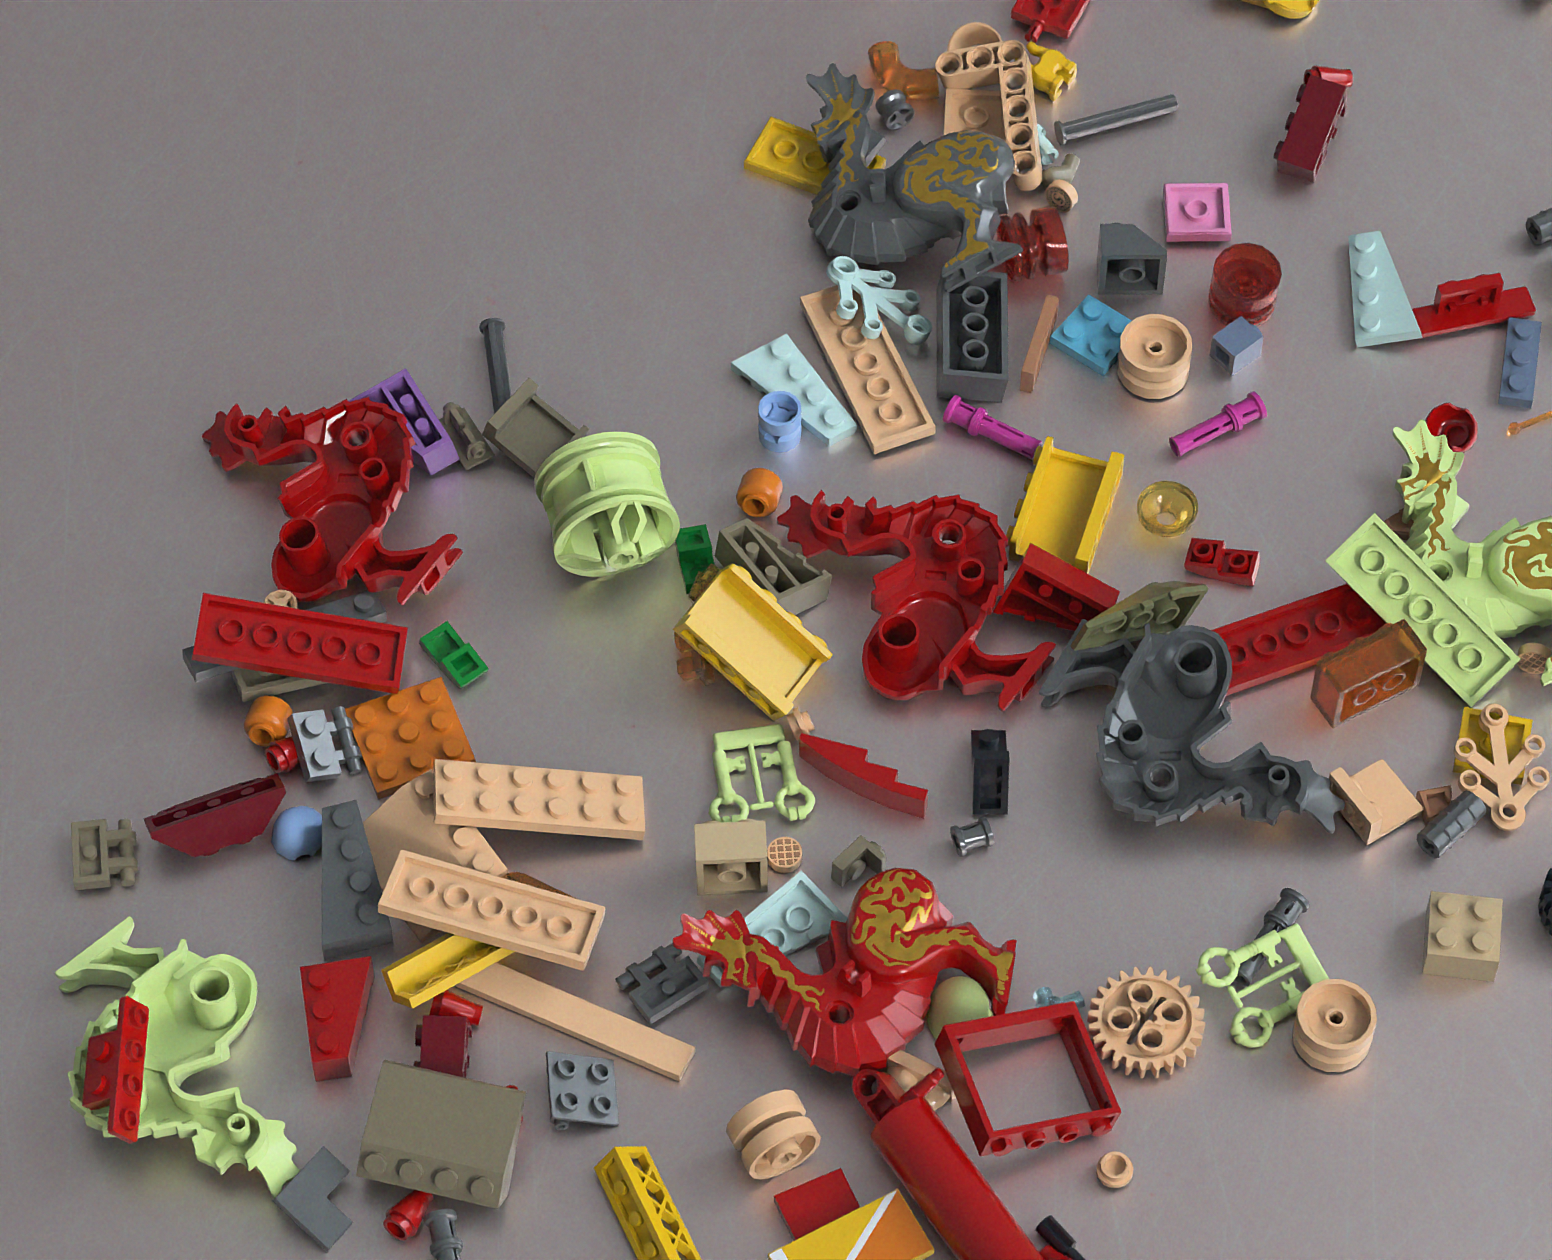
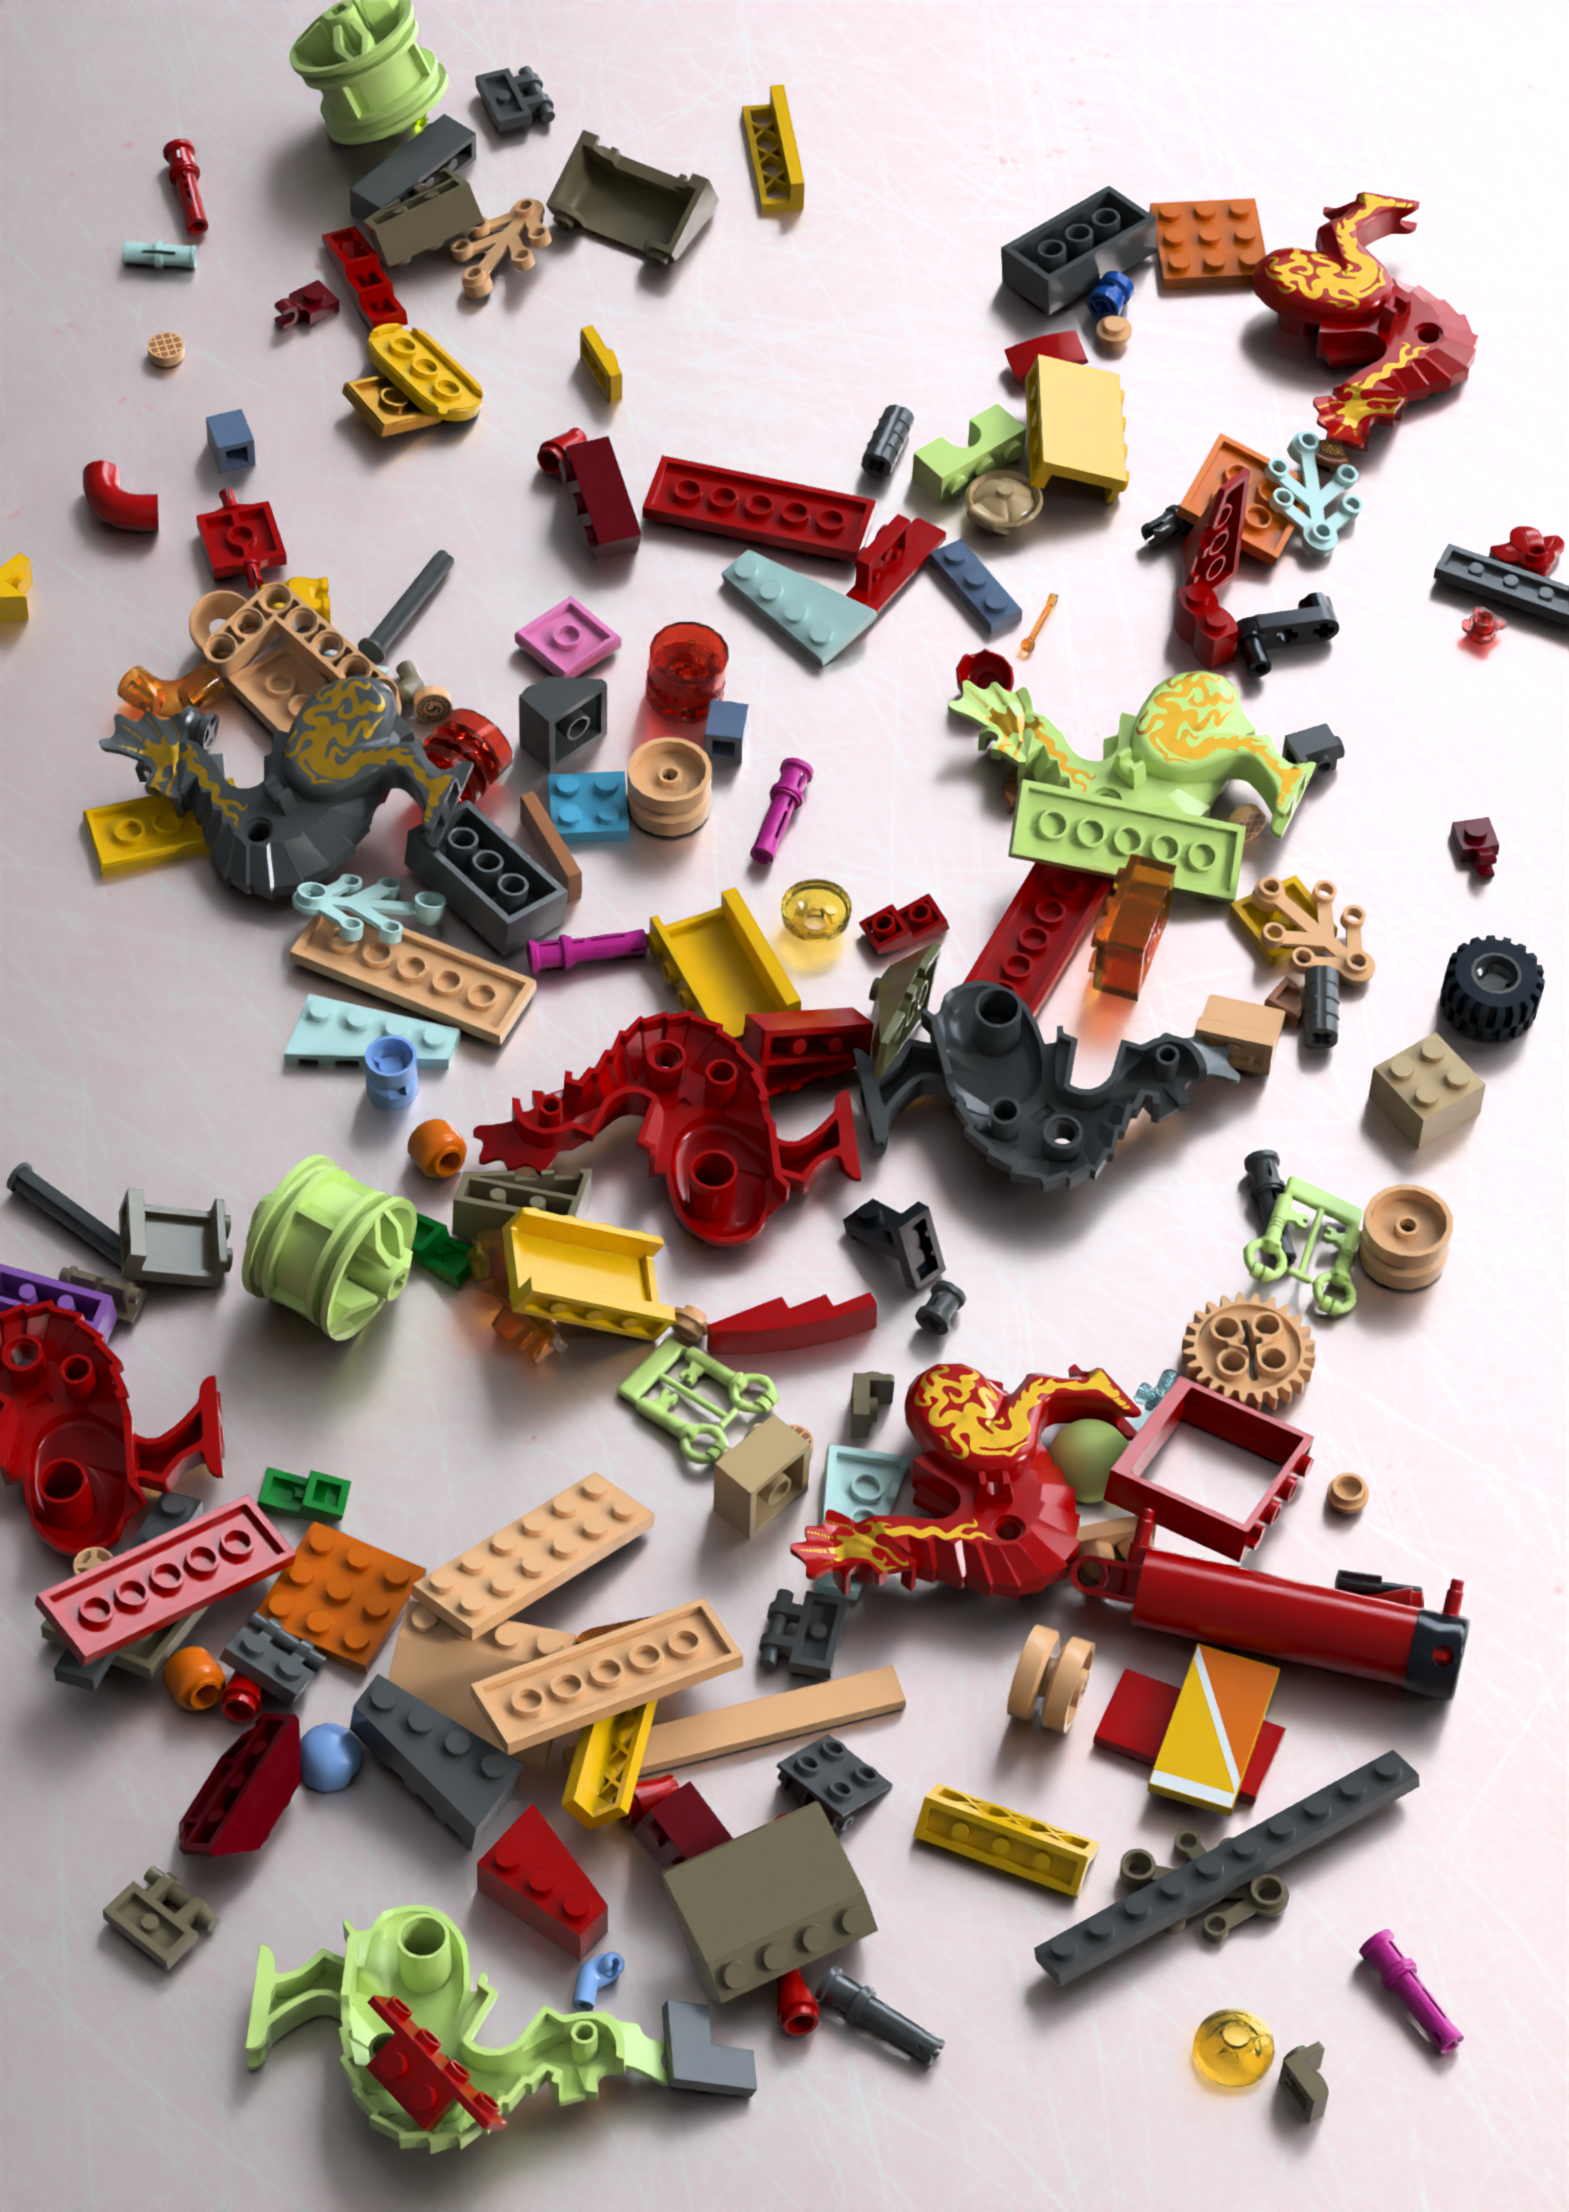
camera: 45 degrees left, 5 degrees down
(308, 1096) = (594, 1976): none -> light blue arm
(1416, 36) = (601, 363): none -> yellow plate
(1421, 207) = (759, 508): none -> red plate

